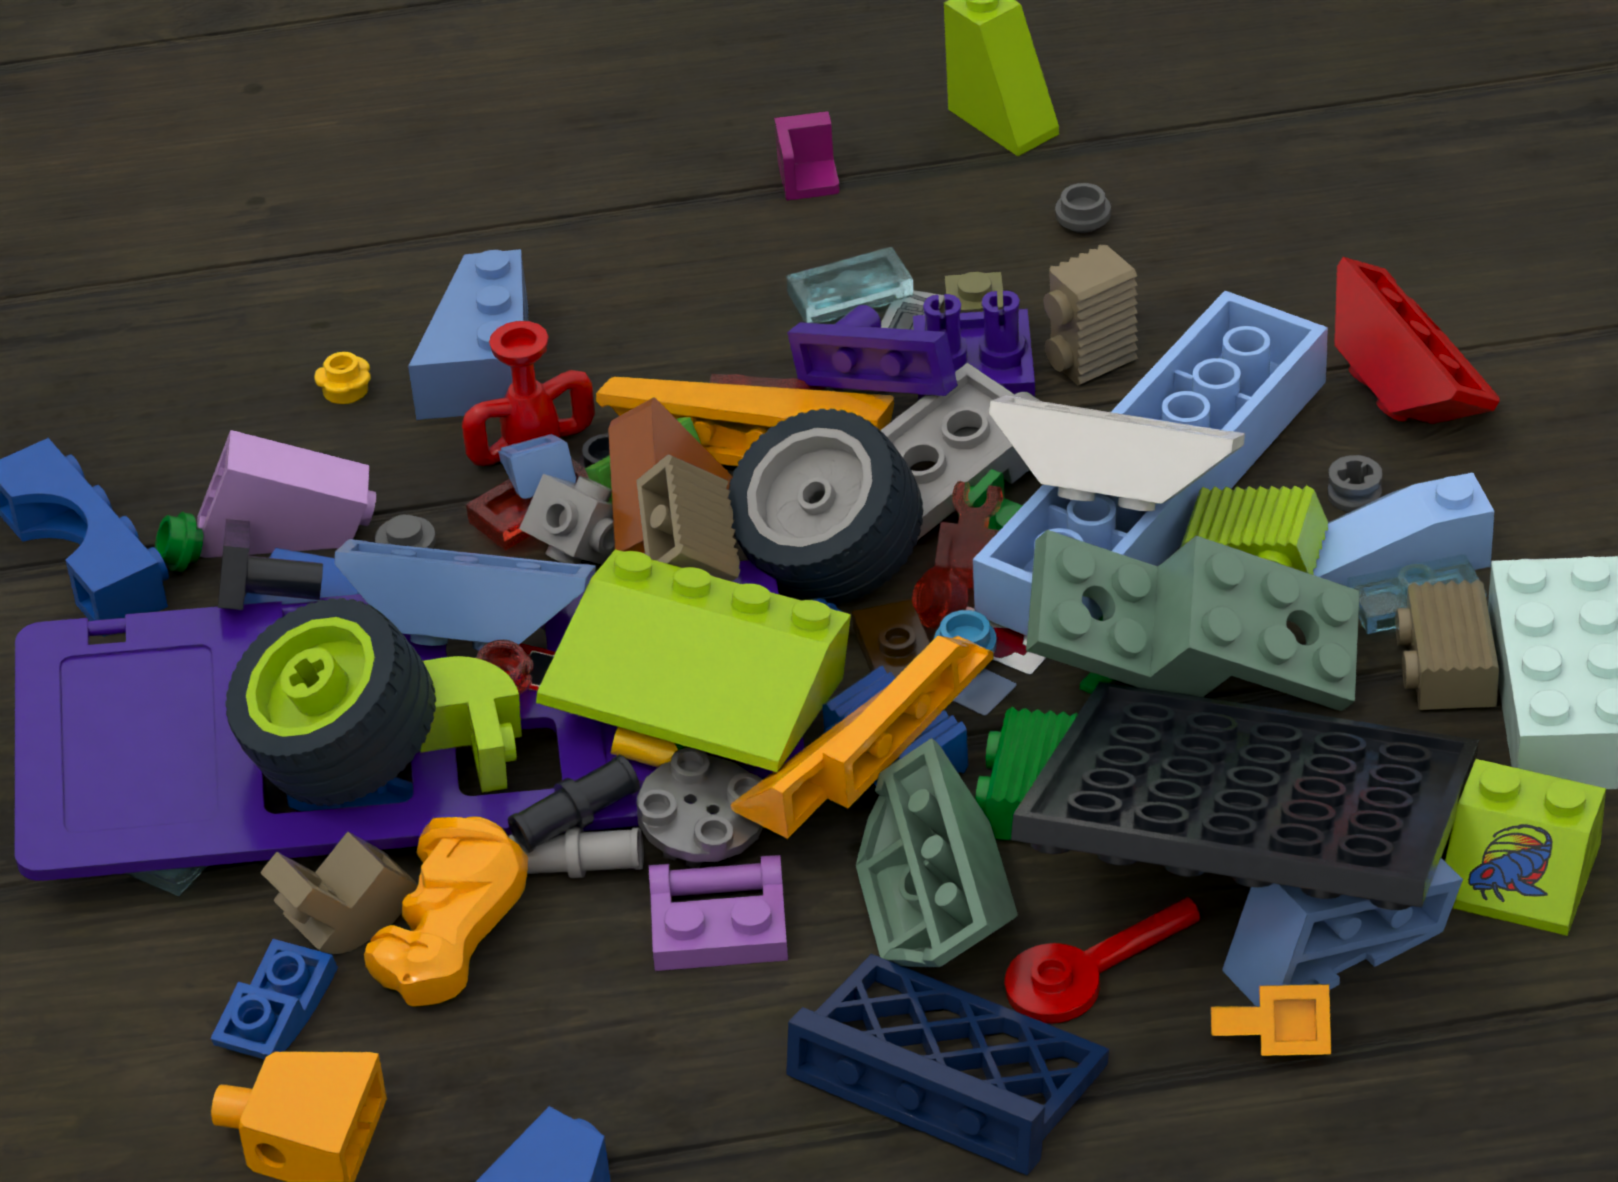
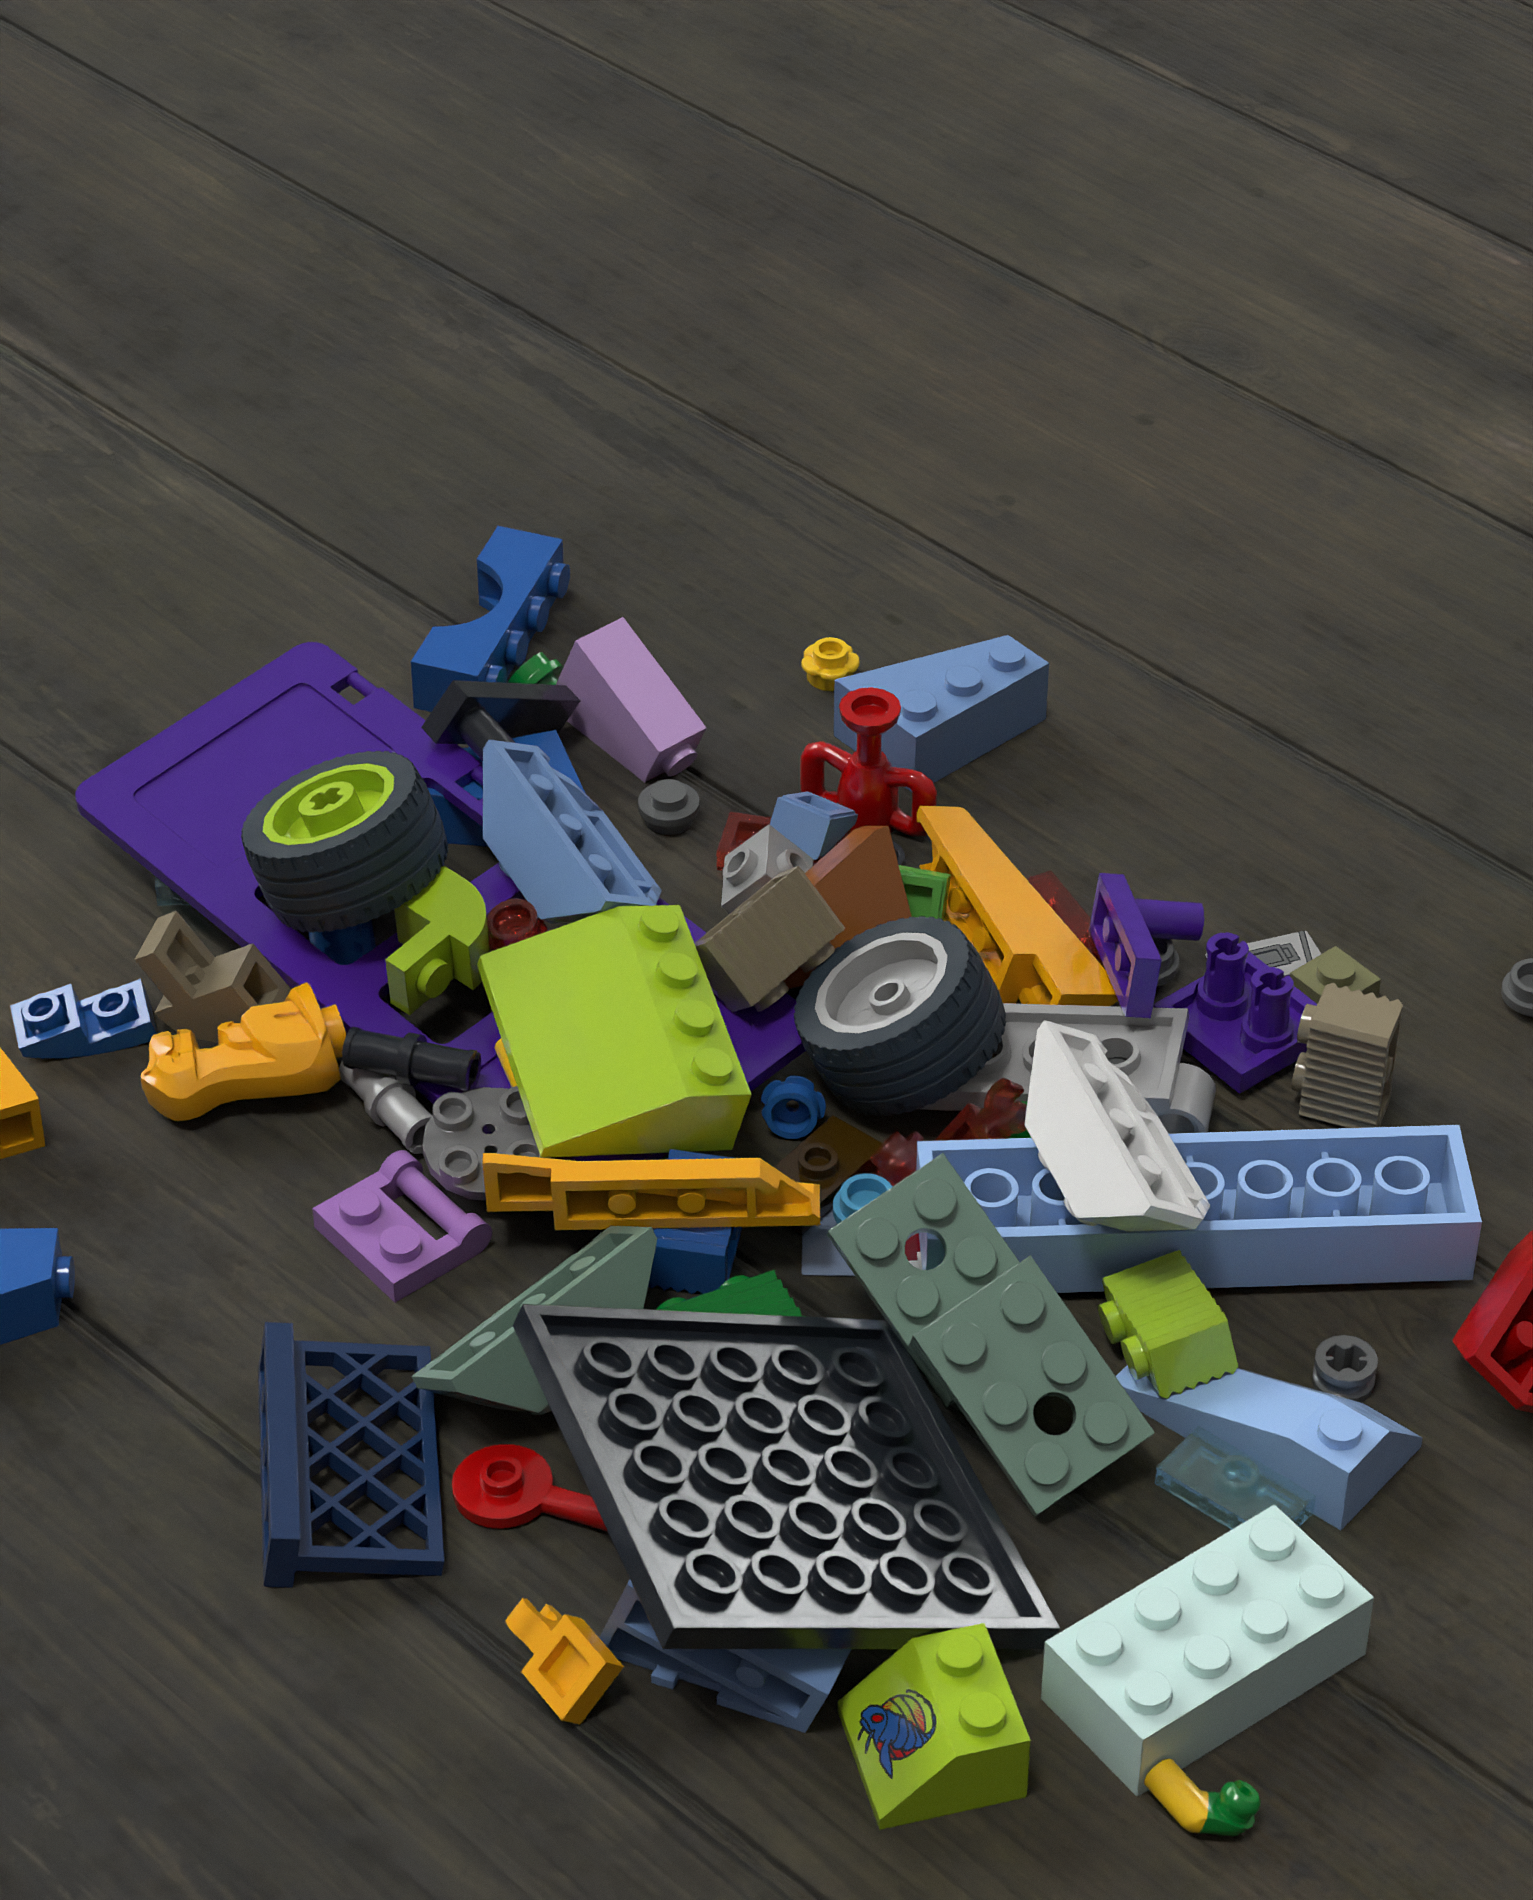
camera: 50 degrees right, 0 degrees up
(806, 155) = (1399, 773): magenta panel -> none
(841, 286) = (1257, 893): clear light blue plate -> none
(1449, 644) = (1159, 1530): dark tan brick -> none

